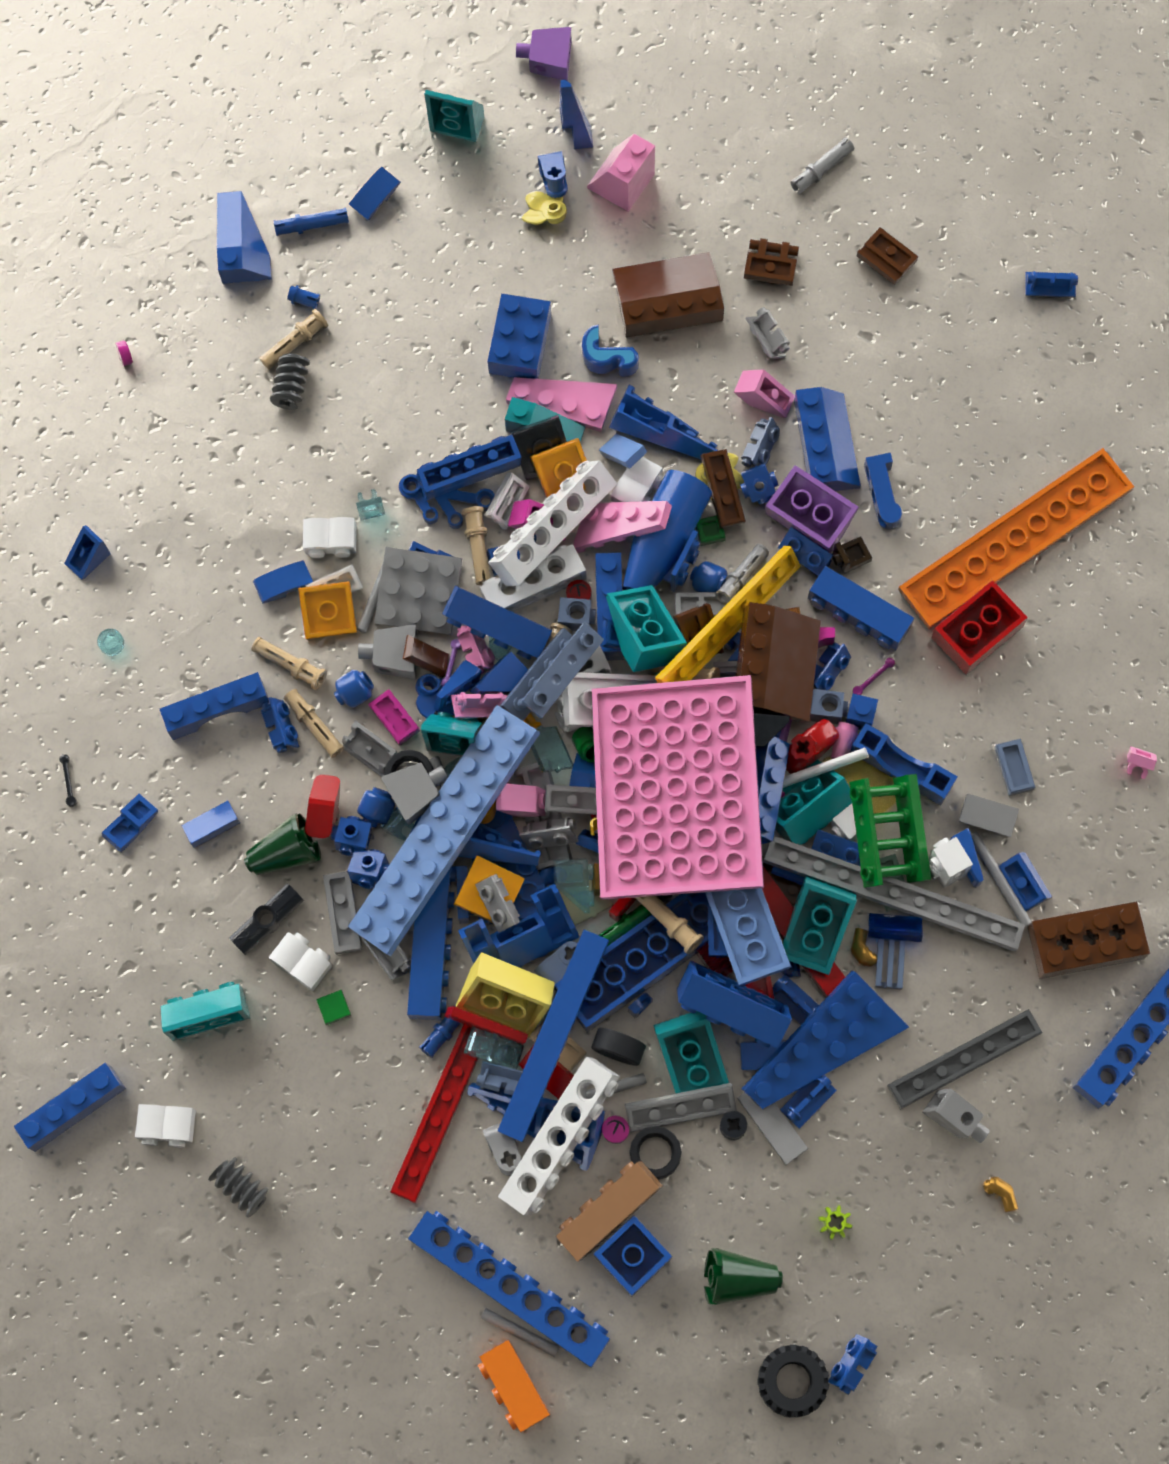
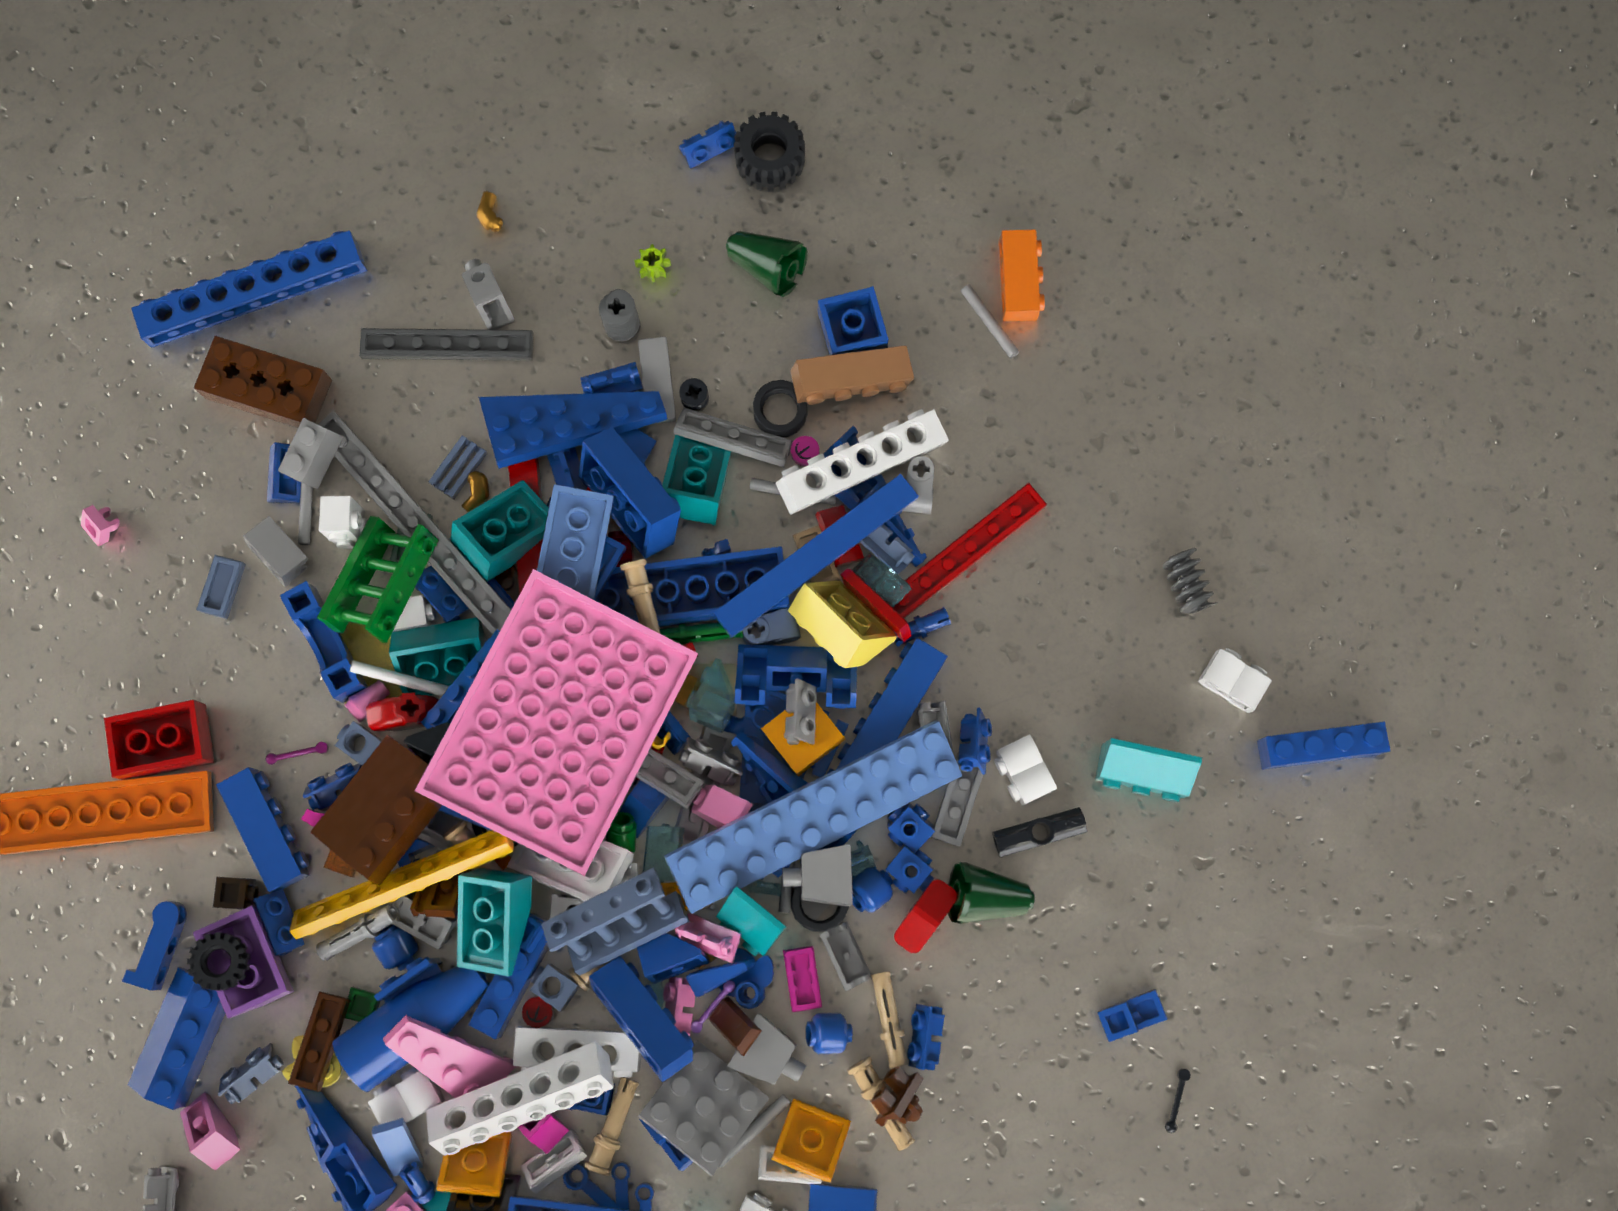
camera: 155 degrees left, 5 degrees up
(191, 713) = (985, 1095): blue arch -> none
(210, 824) = (1049, 968): slope -> none
(274, 668) = (901, 1102): none -> reddish brown hips
(333, 1007) = (1014, 709): green tile -> none
(354, 971) = (977, 752): none -> blue hinge
(424, 1237) = (939, 271): blue brick -> none
(591, 435) = (421, 1188): none -> blue pin
(618, 1046) = (760, 517): black tyre -> none
(757, 474) = (278, 1025): blue brick -> none
(824, 511) = (200, 955): none -> black tyre
(834, 1143) = (619, 315): none -> dark grey piece
(861, 710) = (330, 718): blue brick -> none
(895, 927) = (433, 493): clear blue tile -> none
(975, 874) = (314, 539): blue slope -> none
(1009, 900) = (310, 453): none -> light grey brick

